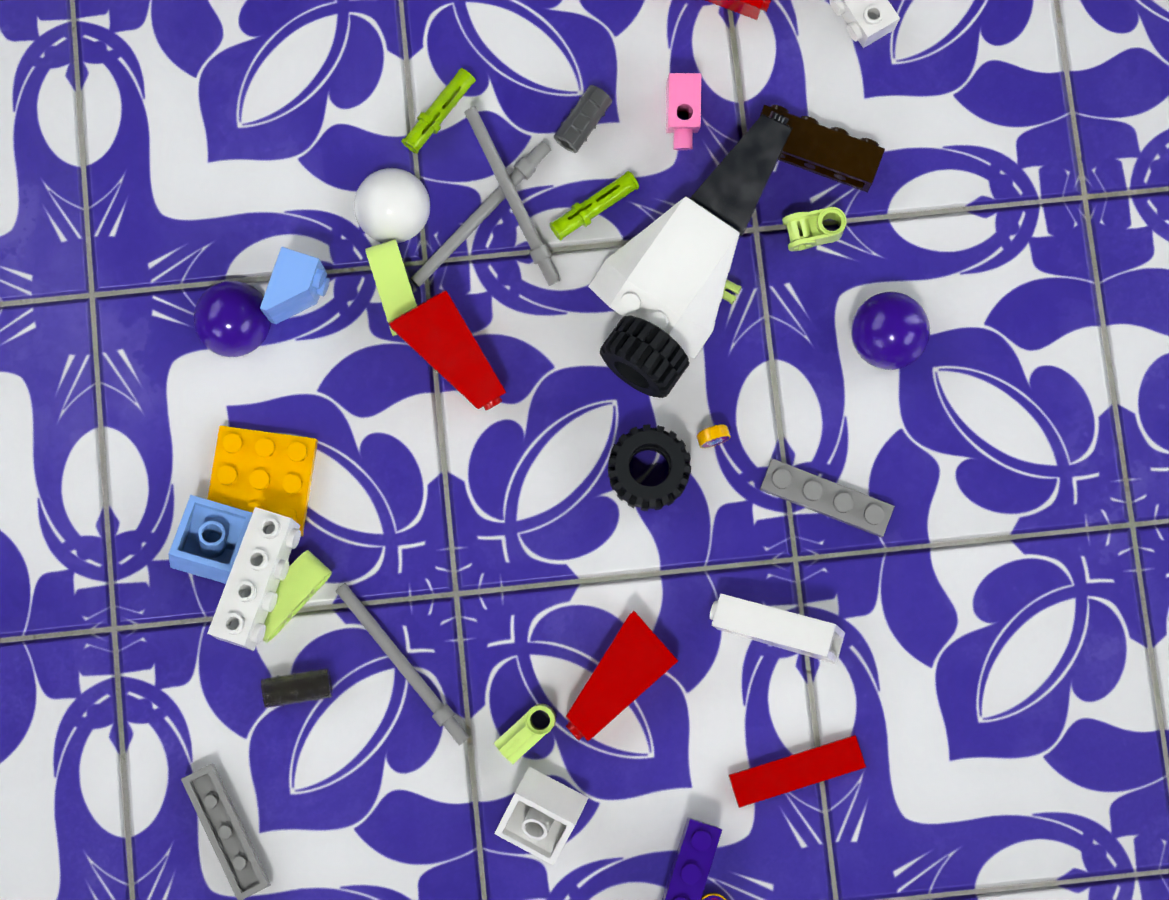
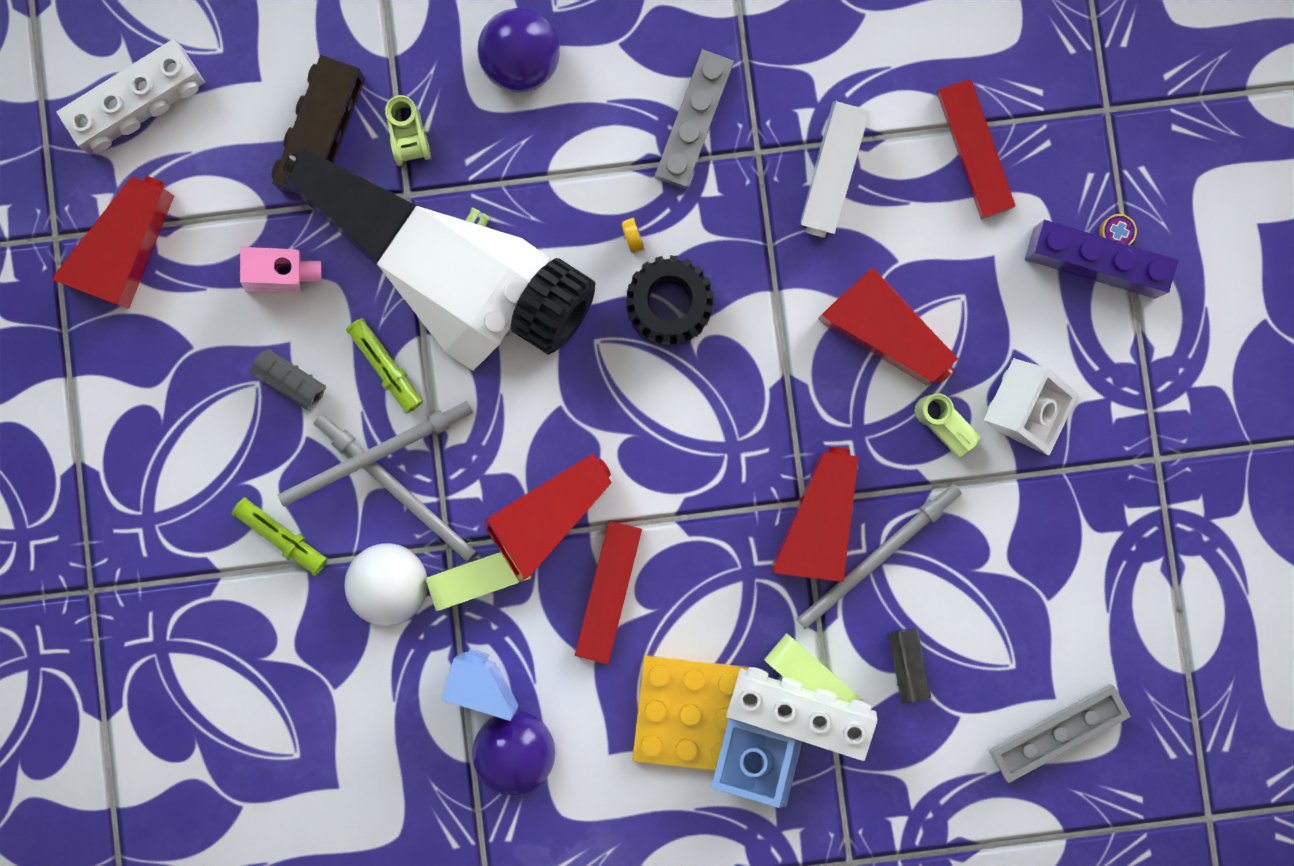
camera: 90 degrees left, 5 degrees up
(377, 407) = (608, 592): none -> red tile
(431, 606) = (821, 523): none -> red slope

